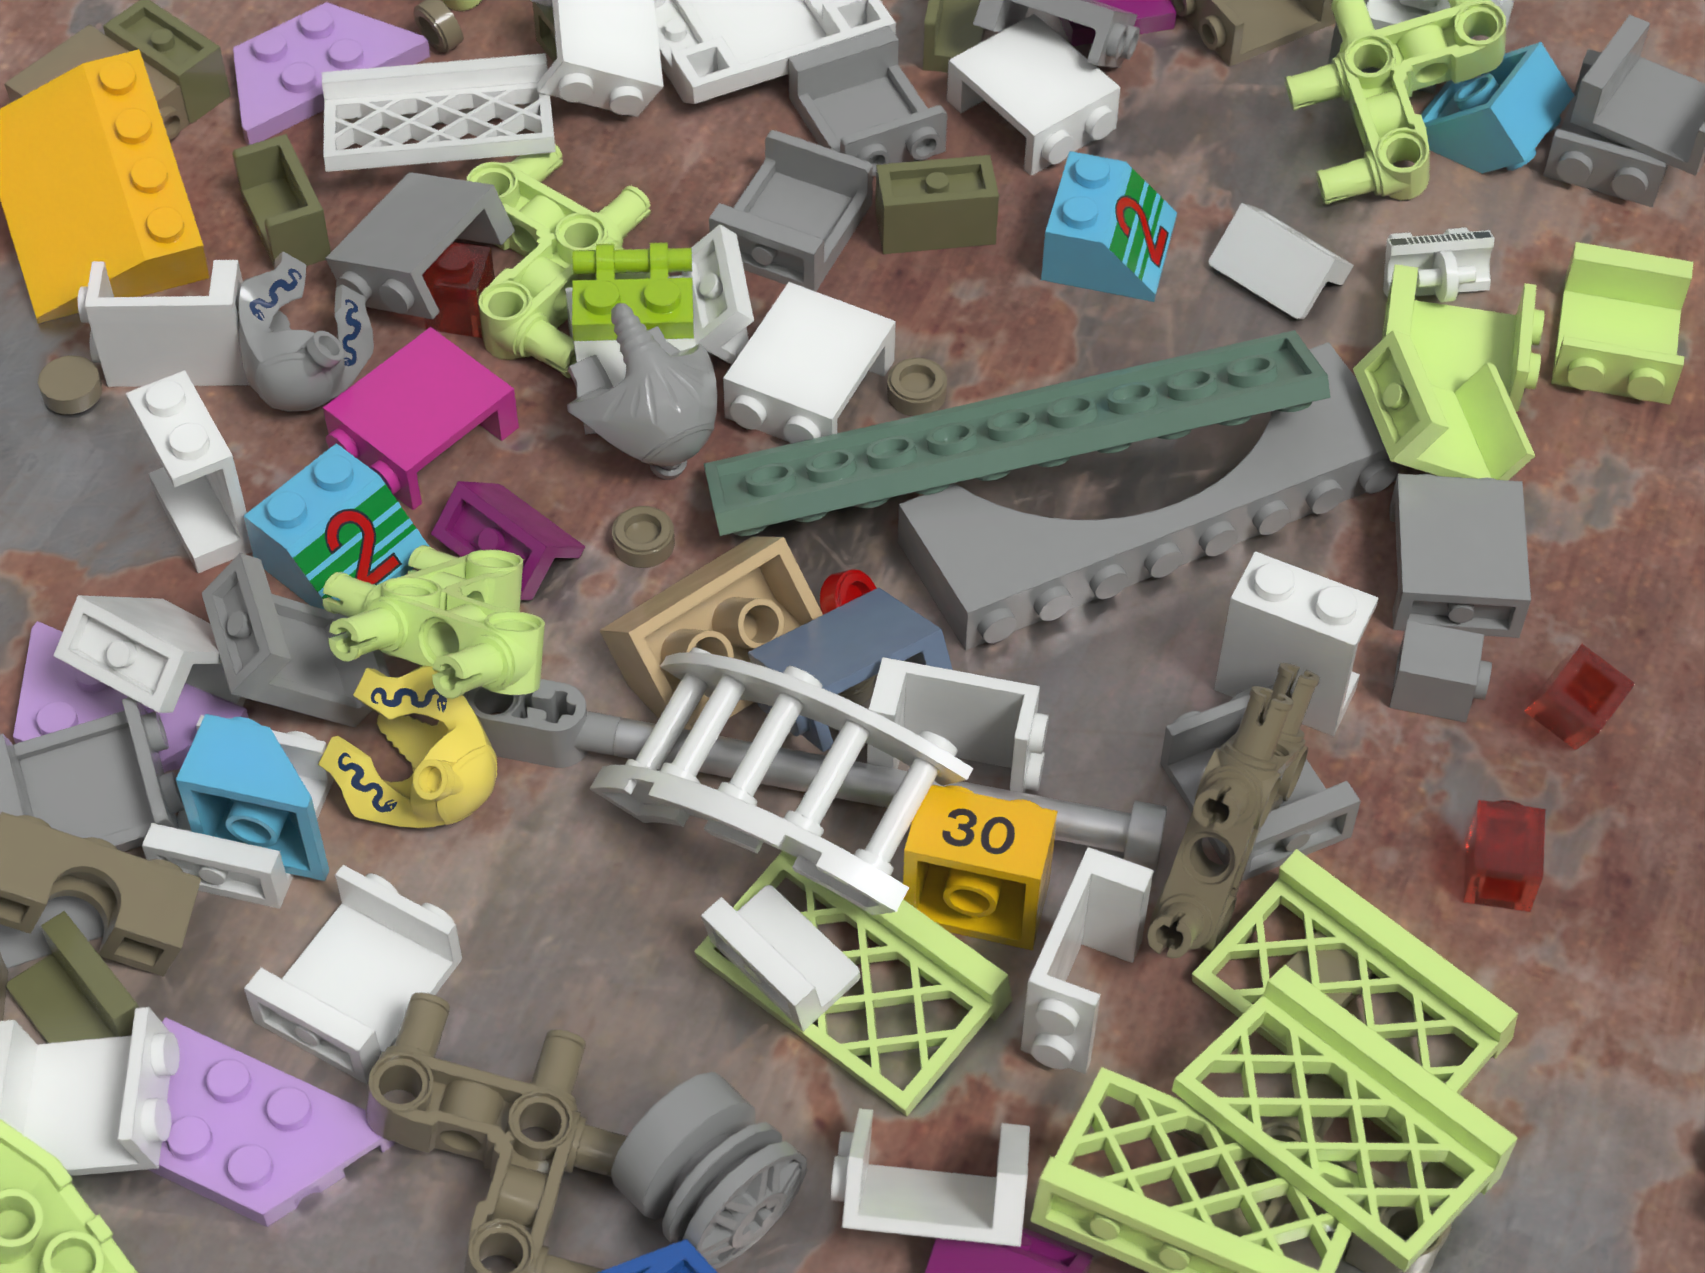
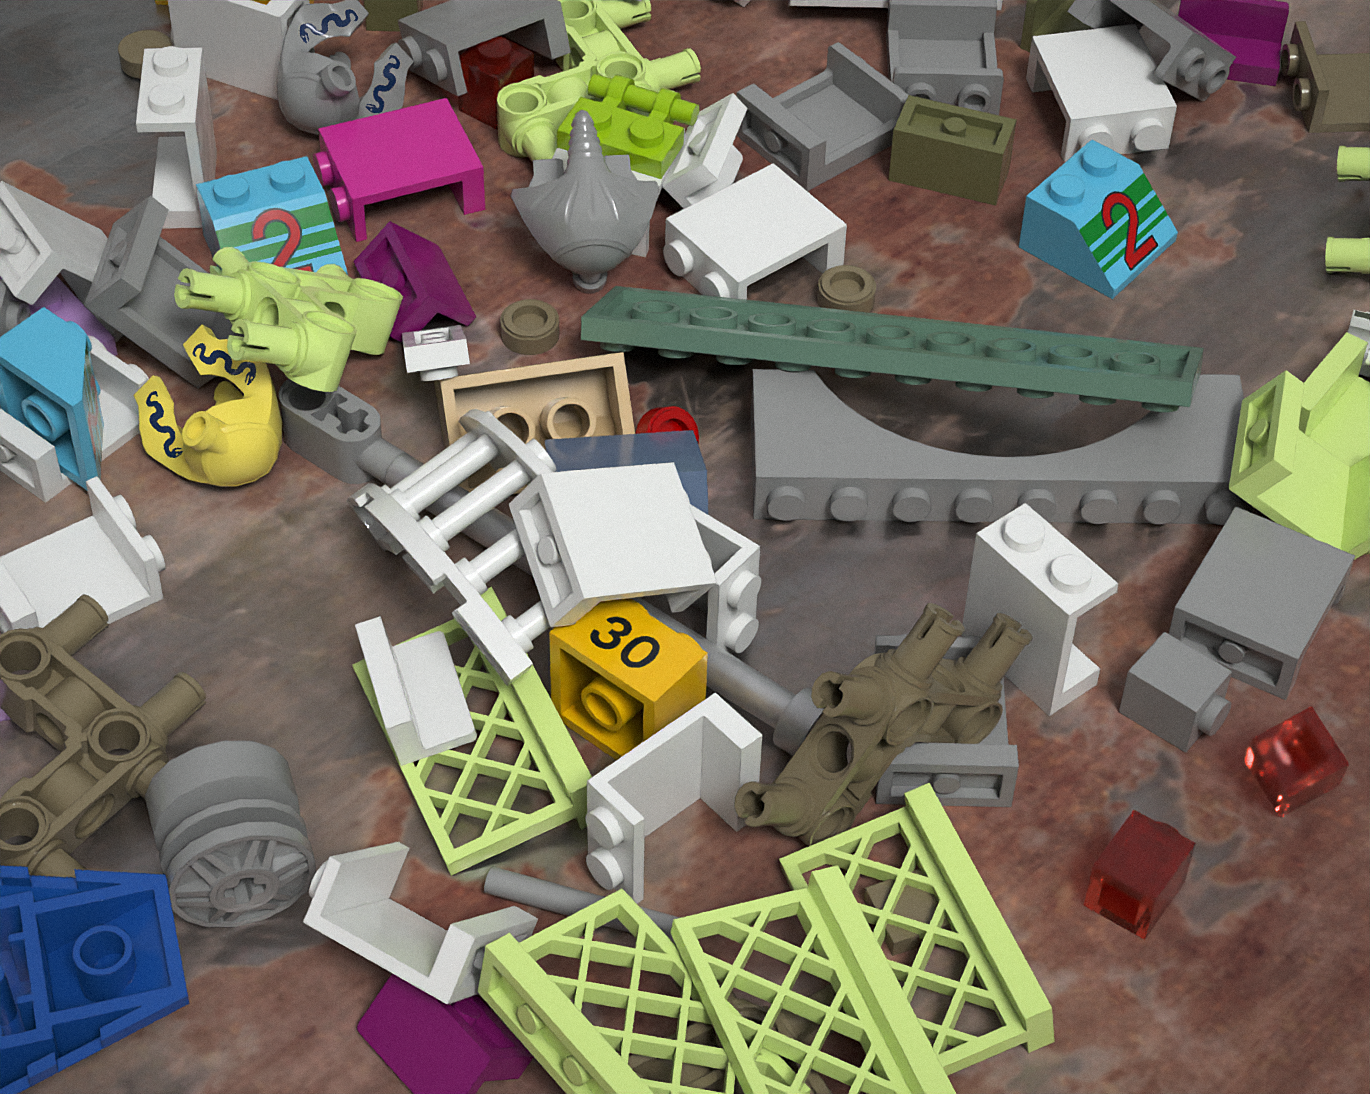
camera: 25 degrees right, 5 degrees down
(594, 601) = (435, 352): none -> white plate
(922, 741) = (611, 539): none -> white panel
(1034, 1094) = (557, 897): none -> light grey bar
(1276, 261) = (1245, 299): white panel -> none

